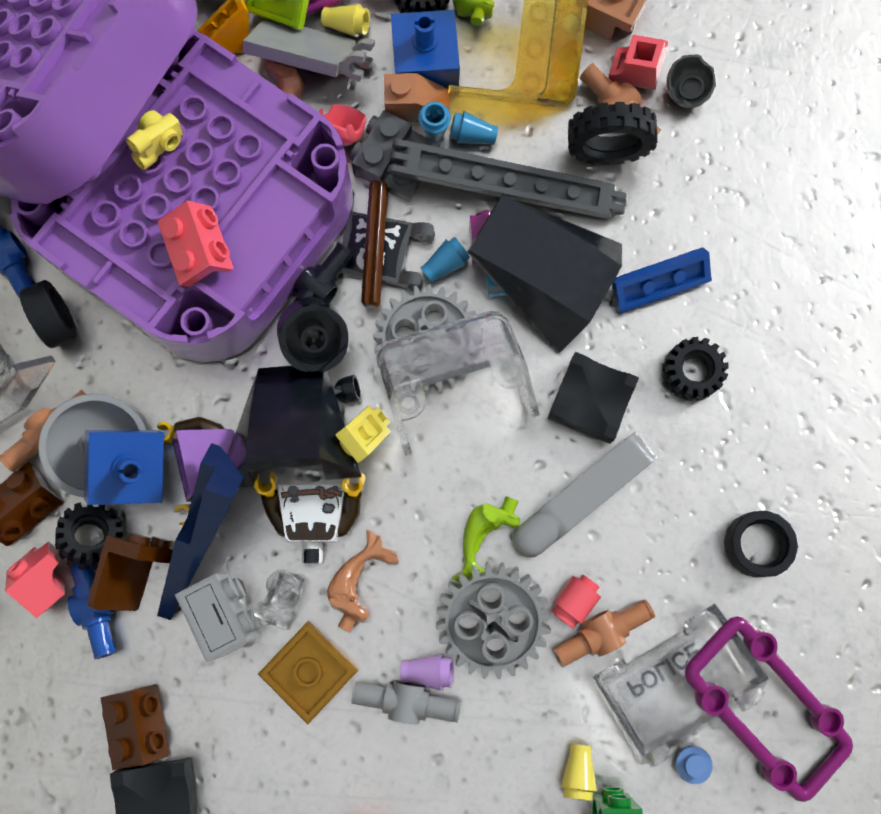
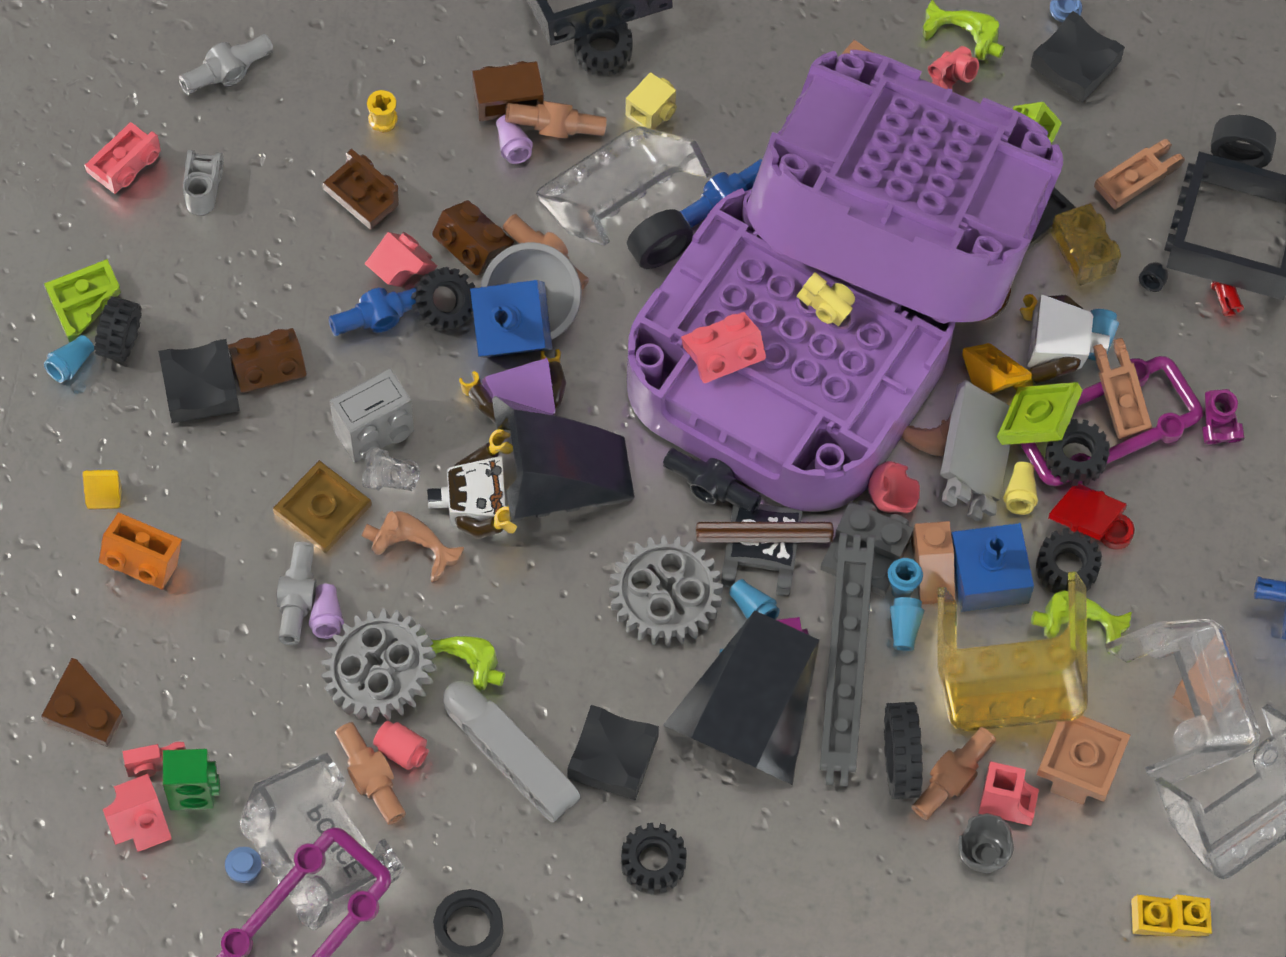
camera: 85 degrees right, 15 degrees down
(125, 571) = (412, 333): reddish brown bracket -> none
(212, 496) = (475, 388): dark blue wedge -> none
(310, 353) = (656, 474): black brick -> none
(349, 389) = (607, 521): black hinge -> none
(364, 433) = (558, 527): light yellow hinge -> none
(449, 352) = (654, 618): clear windscreen -> none
(579, 774) = (233, 754): light yellow cone -> none
(661, 279) = (750, 821): blue plate -> none

